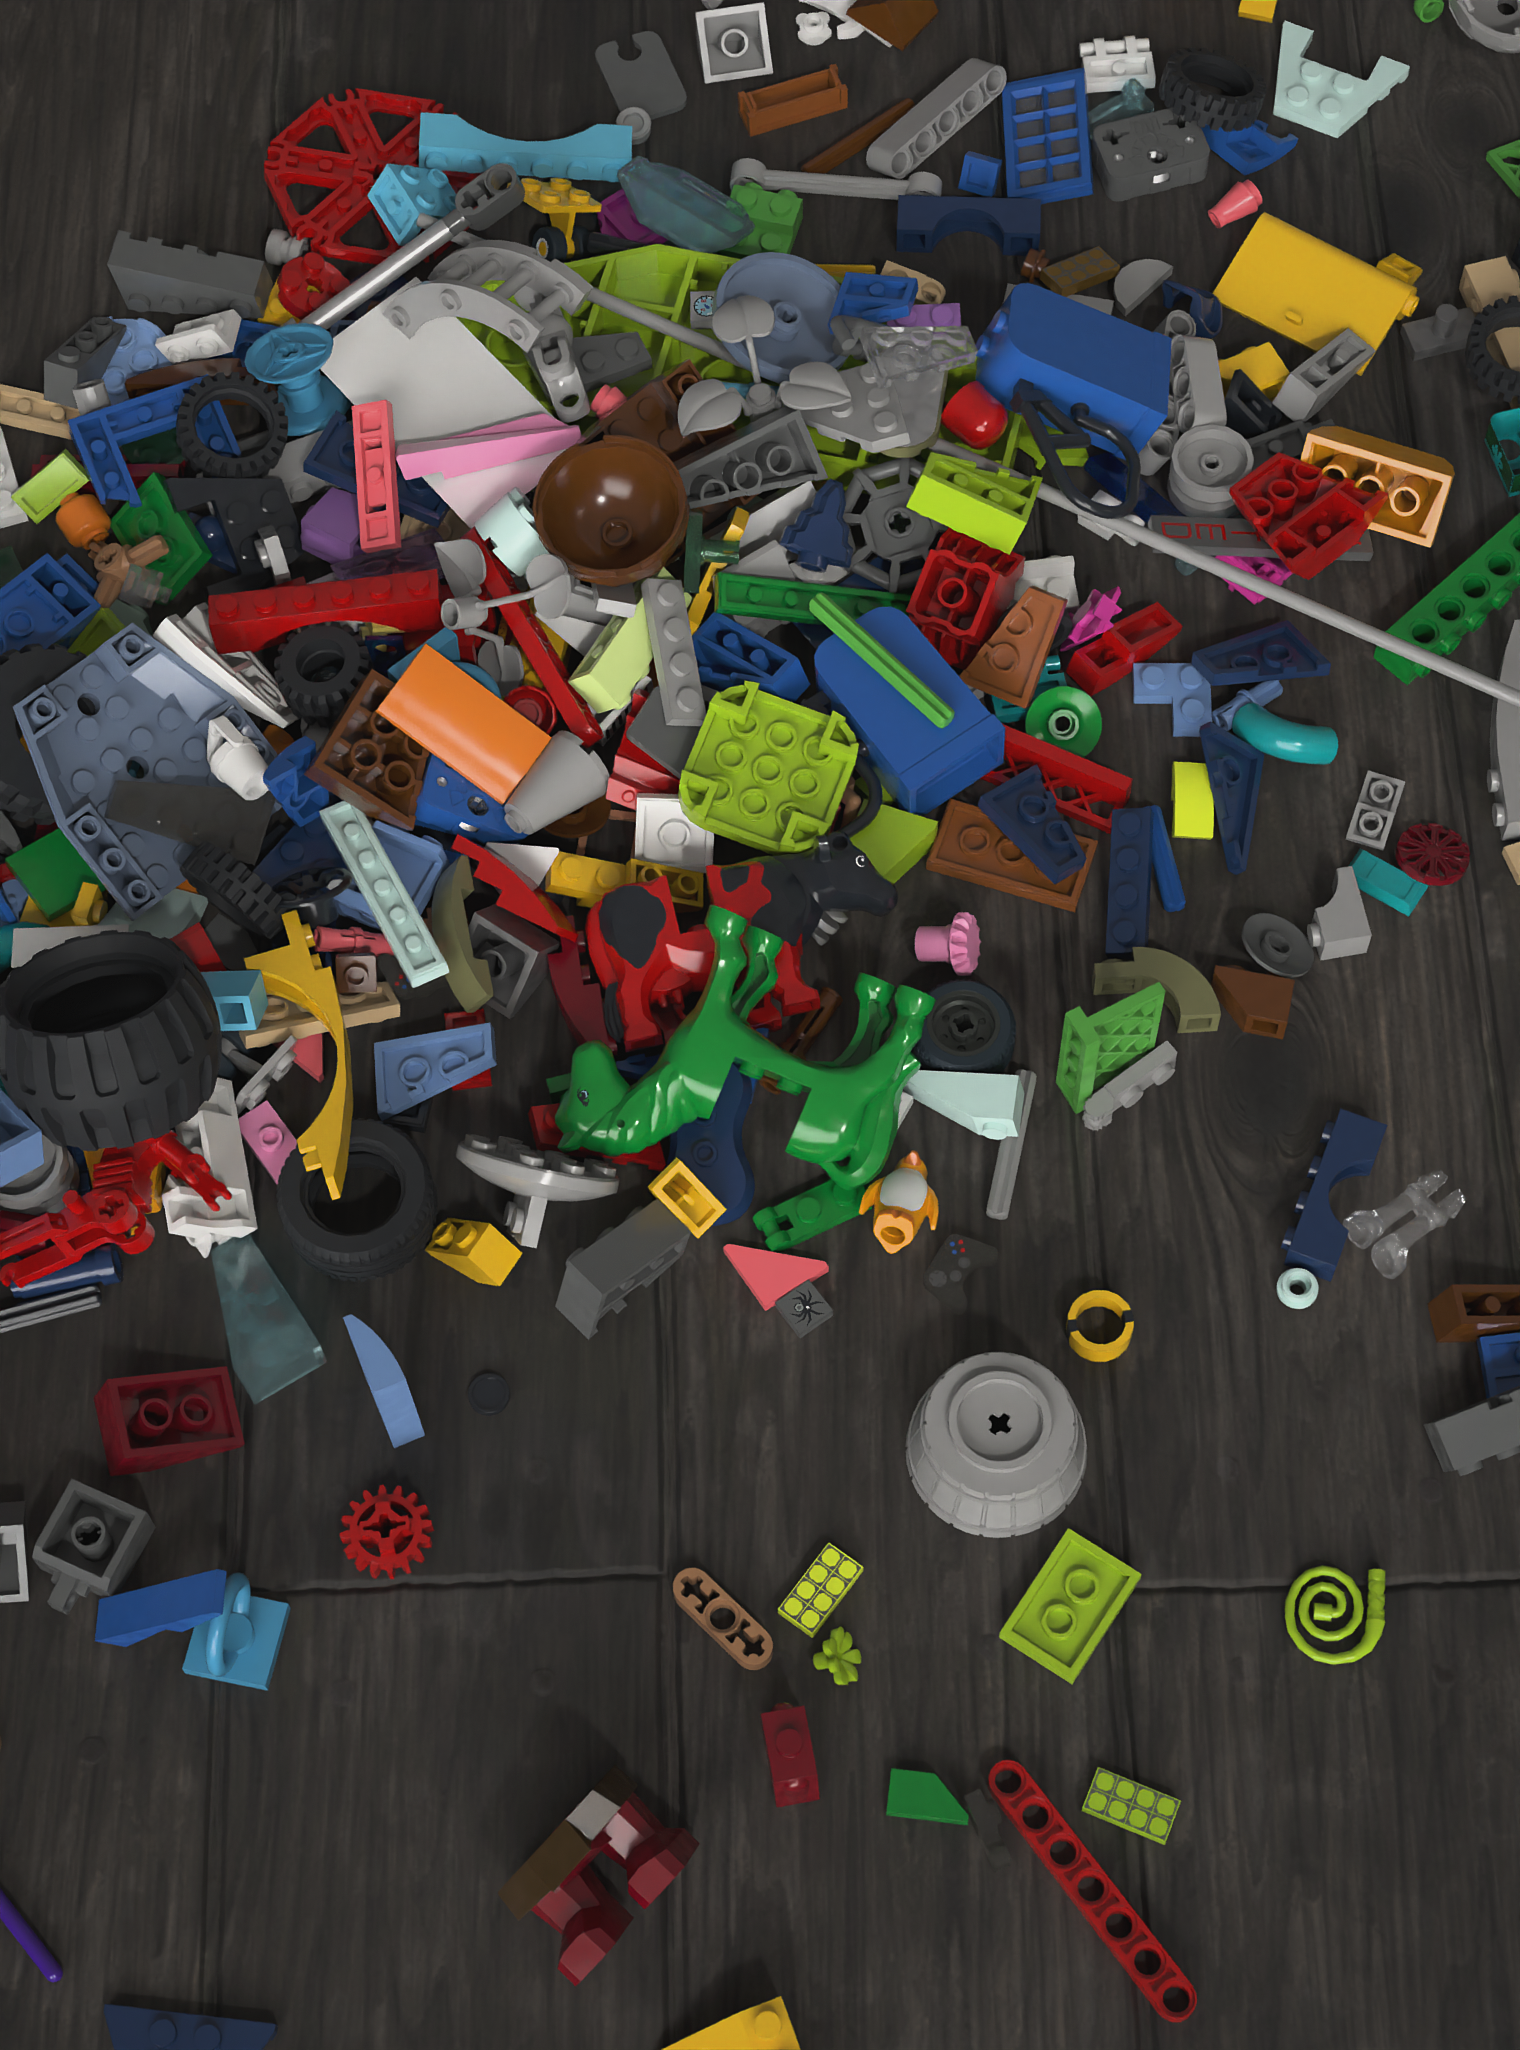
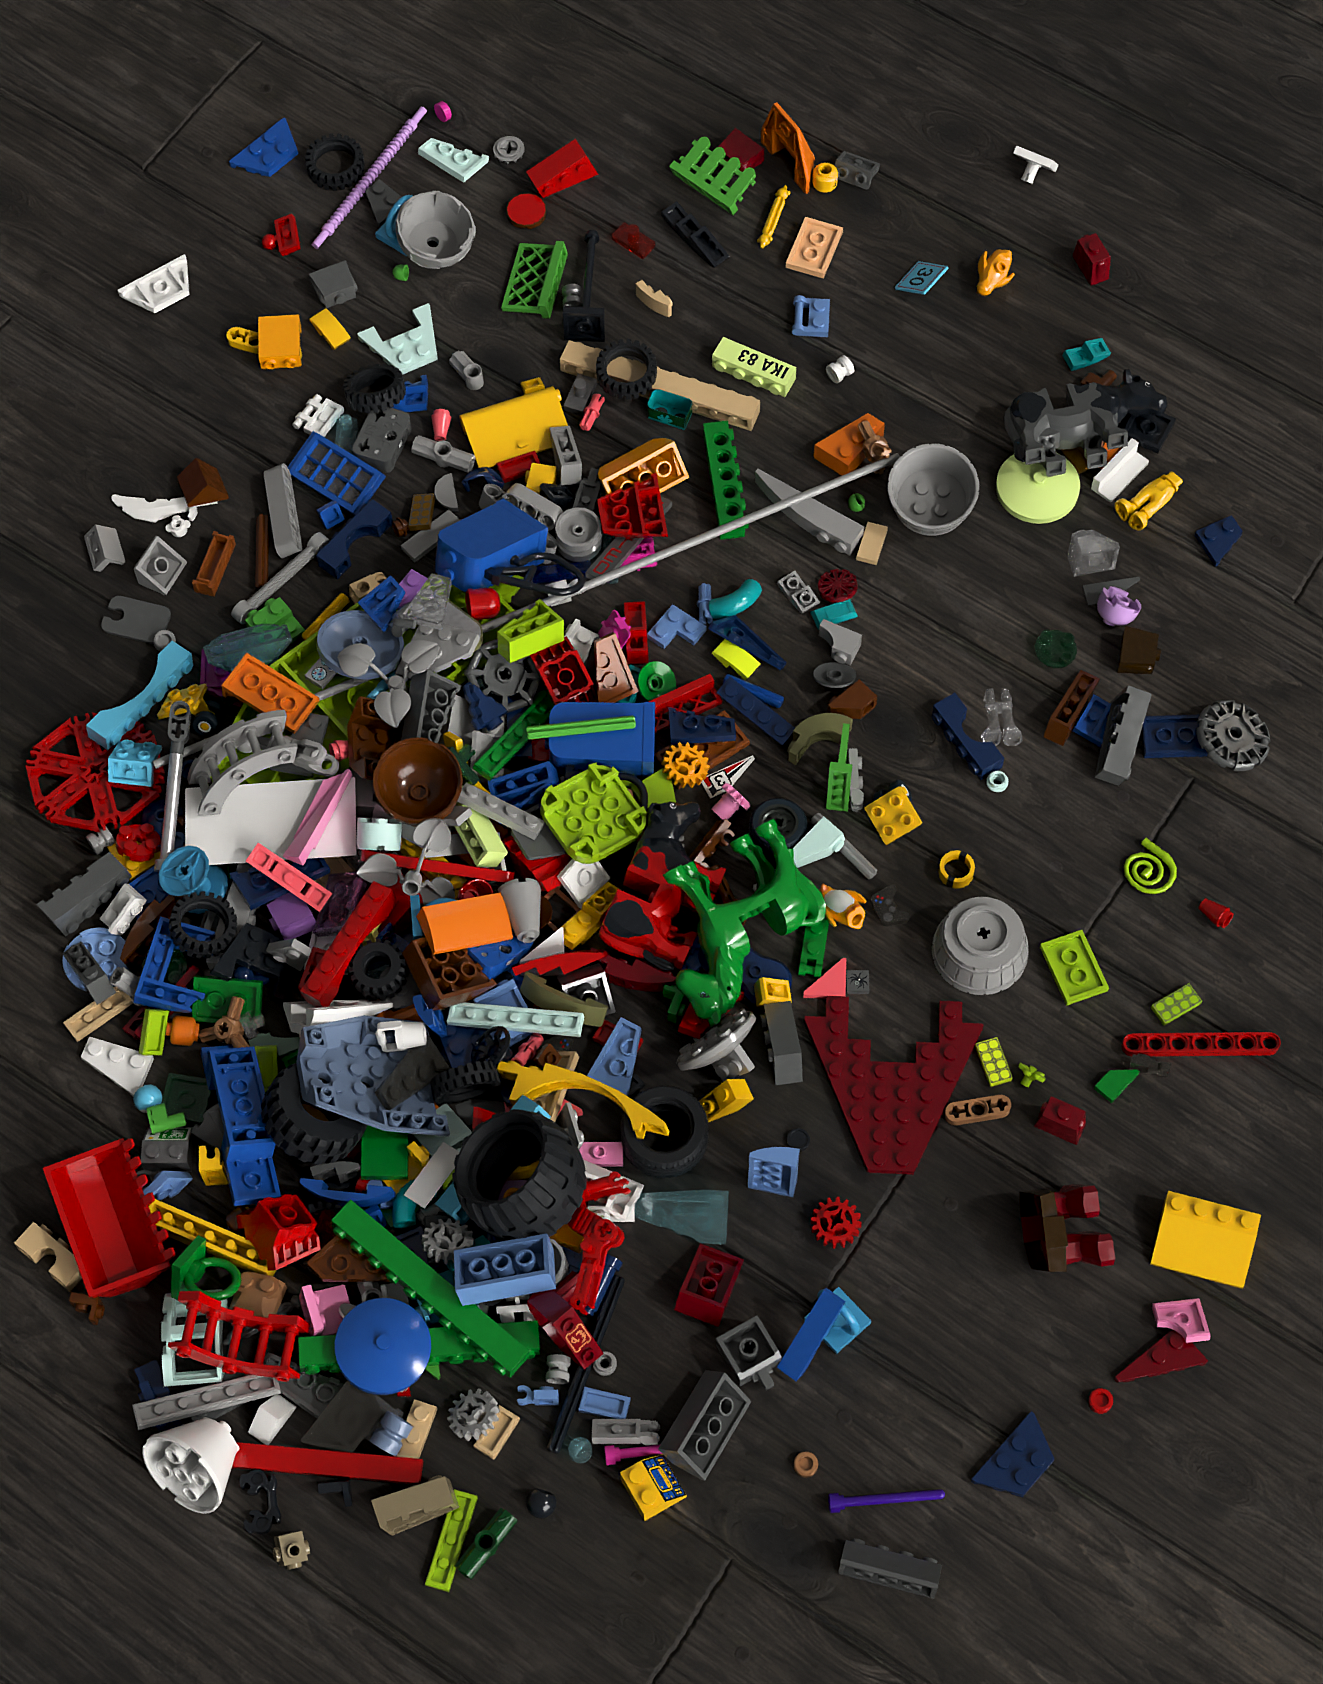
camera: 55 degrees left, 0 degrees up
(621, 266) = (269, 691): none -> orange plate
(645, 1491) = (892, 1104): none -> dark red wing
(857, 961) = (715, 836): none -> dark orange plate
(971, 854) = (685, 765): none -> light orange gear
(996, 916) = (726, 775): none -> sticker
(1116, 1166) = (893, 812): none -> yellow plate
(1192, 237) = (433, 450): none -> light grey piece
(1247, 330) = (516, 466): none -> red tile
(1260, 656) = (688, 581): dark blue wing -> none
(1339, 1765) = (1217, 913): none -> red cone
(1348, 178) = (467, 370): none -> light grey piece
(1423, 364) = (591, 412): none -> coral axle

